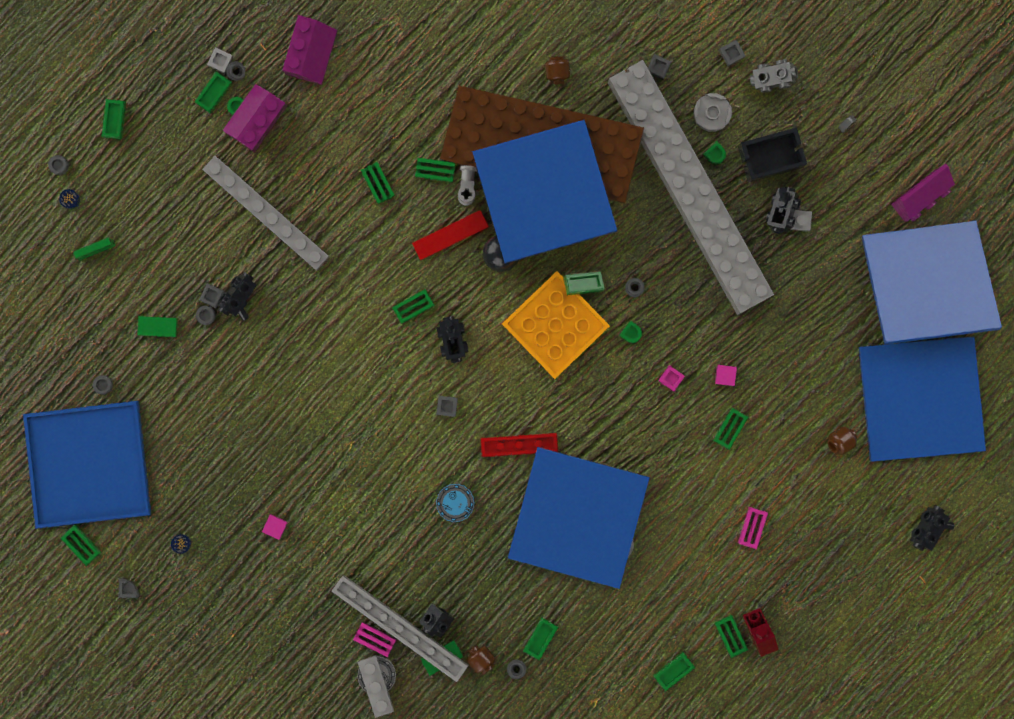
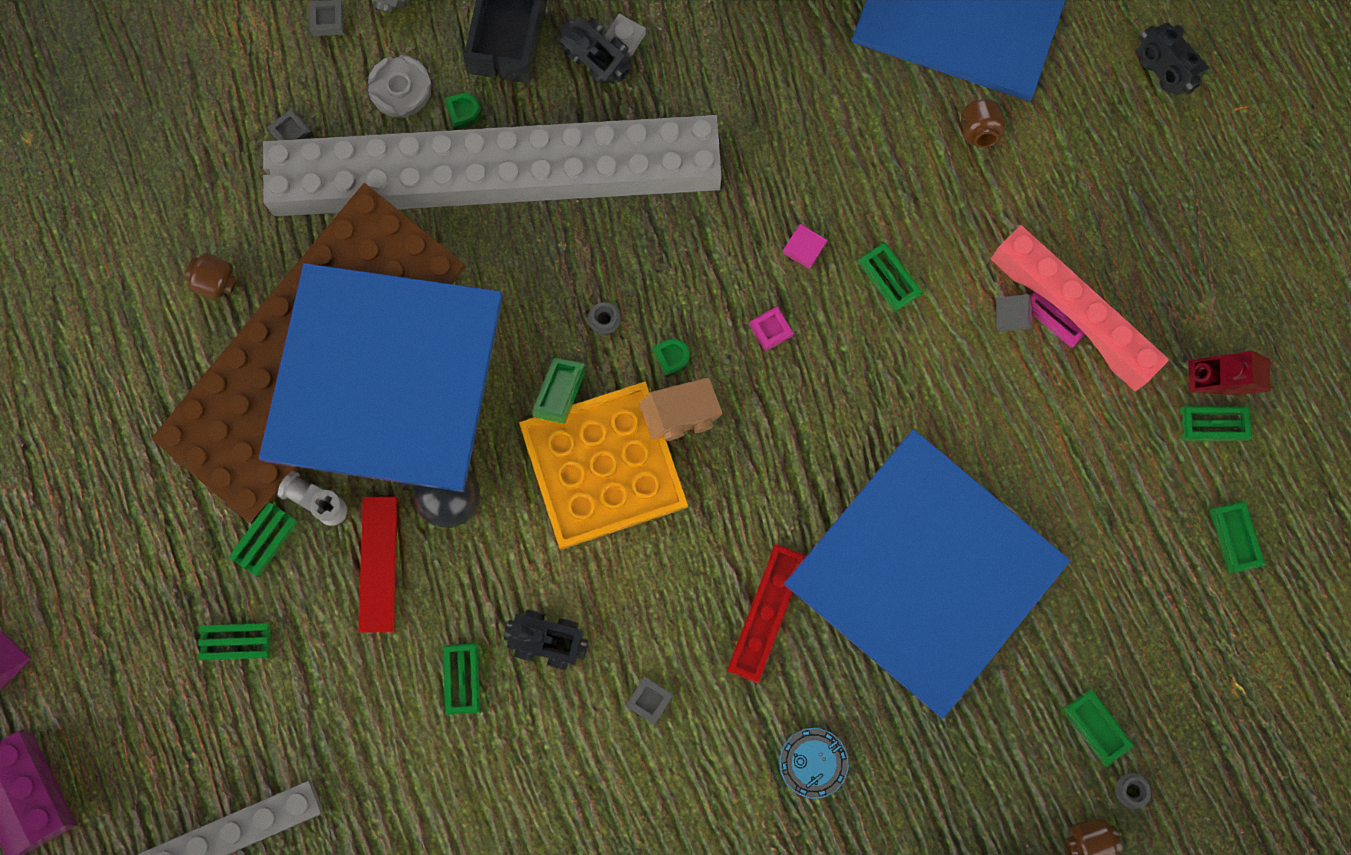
camera: 65 degrees left, 10 degrees down
(602, 351) = (680, 409): none -> medium nougat brick
(741, 503) = (1014, 313): none -> dark grey tile
(762, 531) = (1120, 344): none -> coral arch

